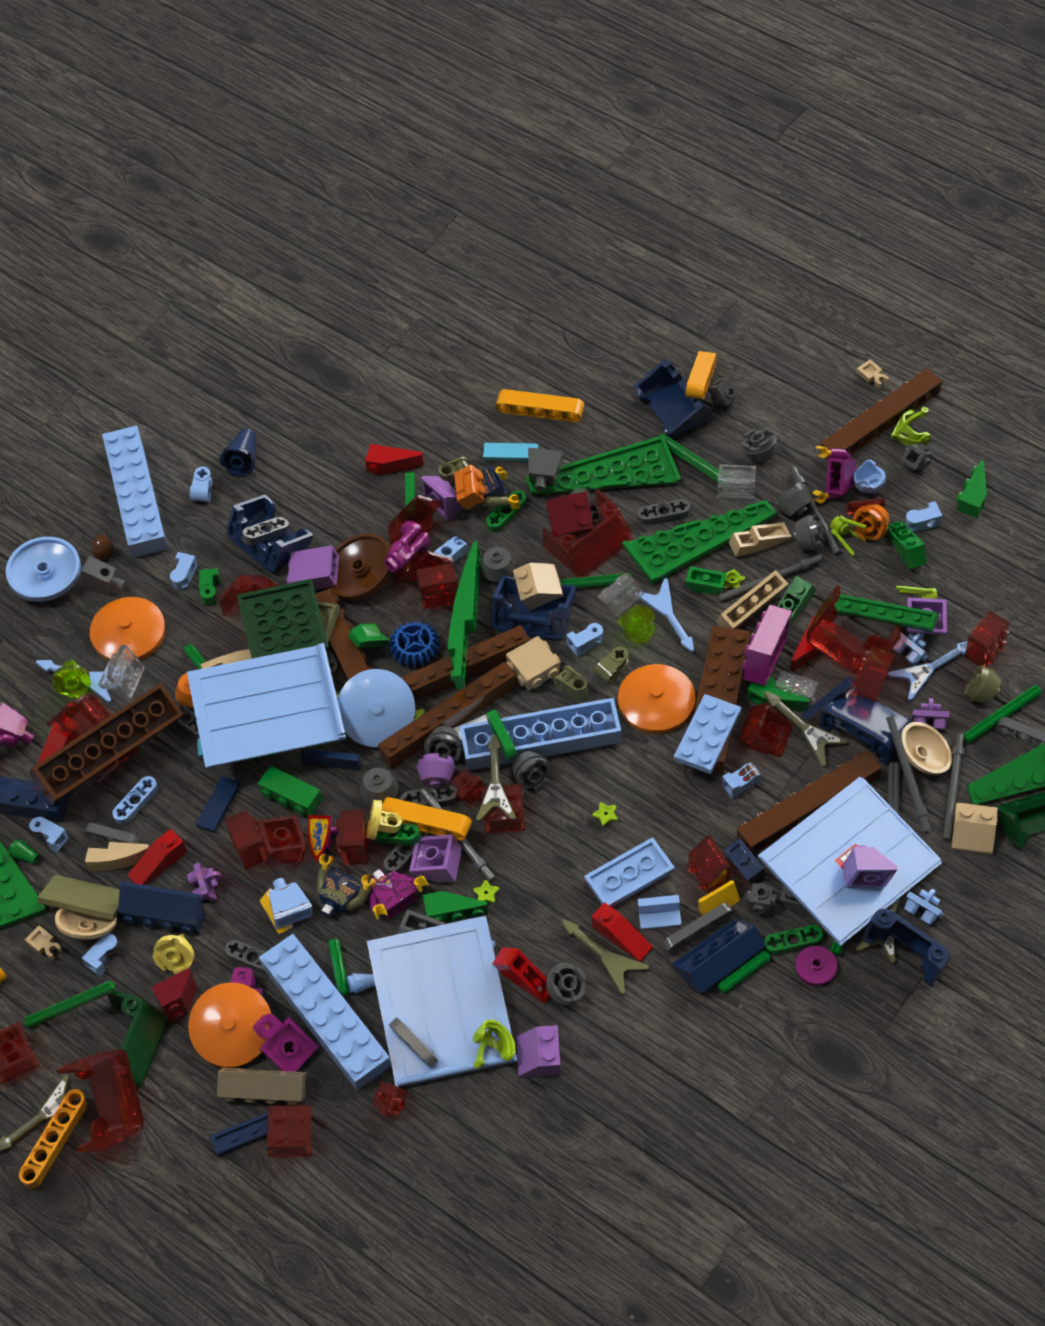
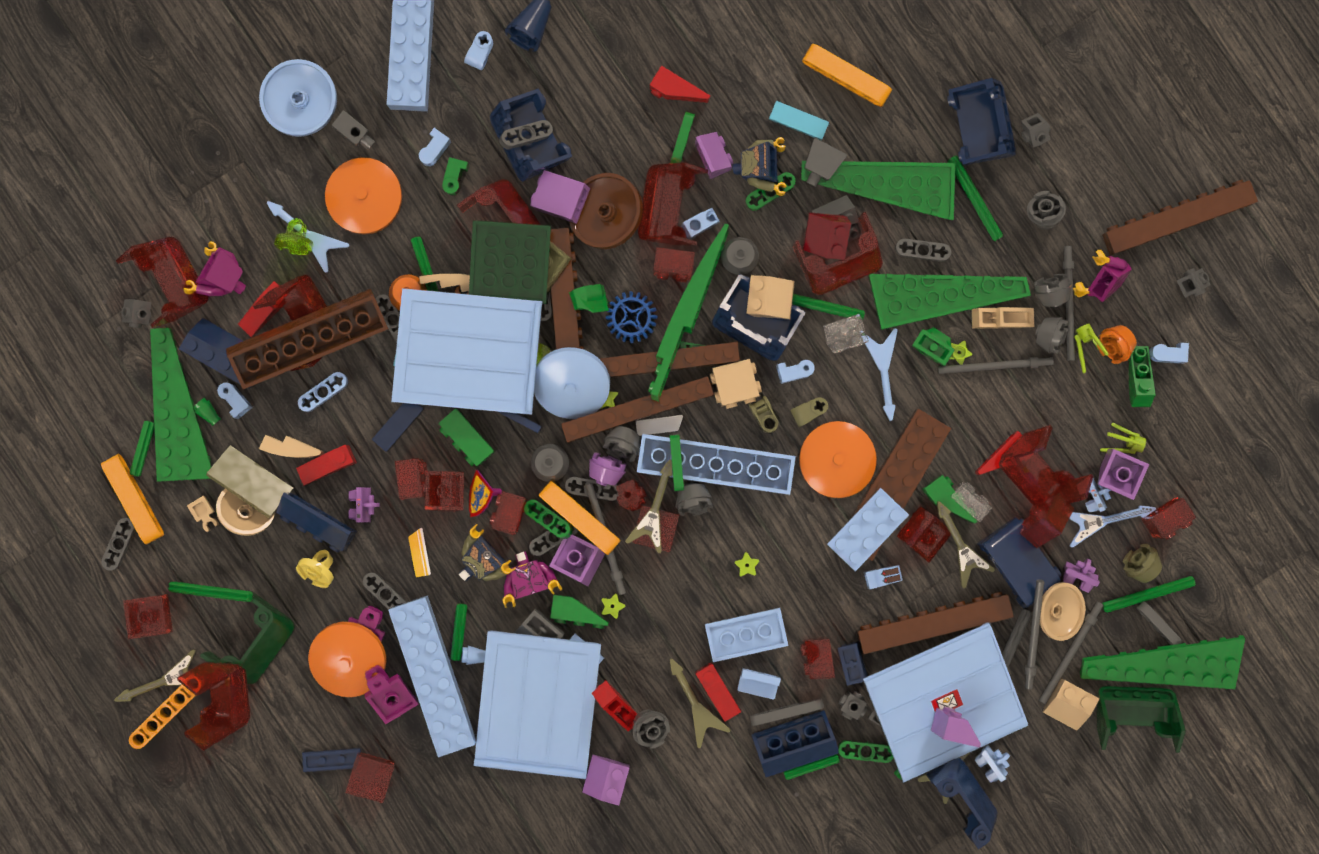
camera: 15 degrees right, 30 degrees up
(100, 953) = (251, 543): light blue leg -> none
(102, 547) = (361, 91): reddish brown piece -> none
(106, 834) = (291, 425): dark grey beam -> none
(122, 672) = (344, 249): clear bracket -> none
(176, 995) = (304, 617): dark red slope -> none
(261, 1084) = (358, 725): dark tan brick -> none
(288, 903) = (431, 554): light blue torso -> none
(379, 819) = (534, 510): light yellow tile -> none
(390, 1099) = (464, 779): clear red brick -> none
(400, 553) = (648, 219): magenta piece -> none
(413, 1043) = (499, 737): dark grey beam -> none
(447, 470) = (739, 125): olive piece -> none
(469, 487) = (741, 161): orange brick -> none
(504, 1046) = (579, 763): lime helmet -> none
(637, 624) = (848, 377): clear neon green tile -> none
(701, 375) = (1020, 106): light orange beam -> none
(724, 894) = (815, 690): yellow slope -> none
(736, 481) = (1007, 243): clear bracket -> none
(753, 601) = (966, 393): tan brick -> none
(766, 644) = (959, 453): magenta brick -> none
(797, 597) = (1003, 405): green slope -> none
(815, 975) = (868, 776): magenta plate -> none
(828, 697) = (994, 529): dark blue tile -> none
(851, 507) = (1120, 315): clear red slope -> none
(869, 478) = (1136, 290): light blue cap -> none
(871, 372) = (1193, 157): tan plate -> none
(887, 613) = (1084, 454): green tile -> none
(903, 426) = (1194, 241): lime helmet -> none
(974, 495) = (1232, 343): green slope -> none

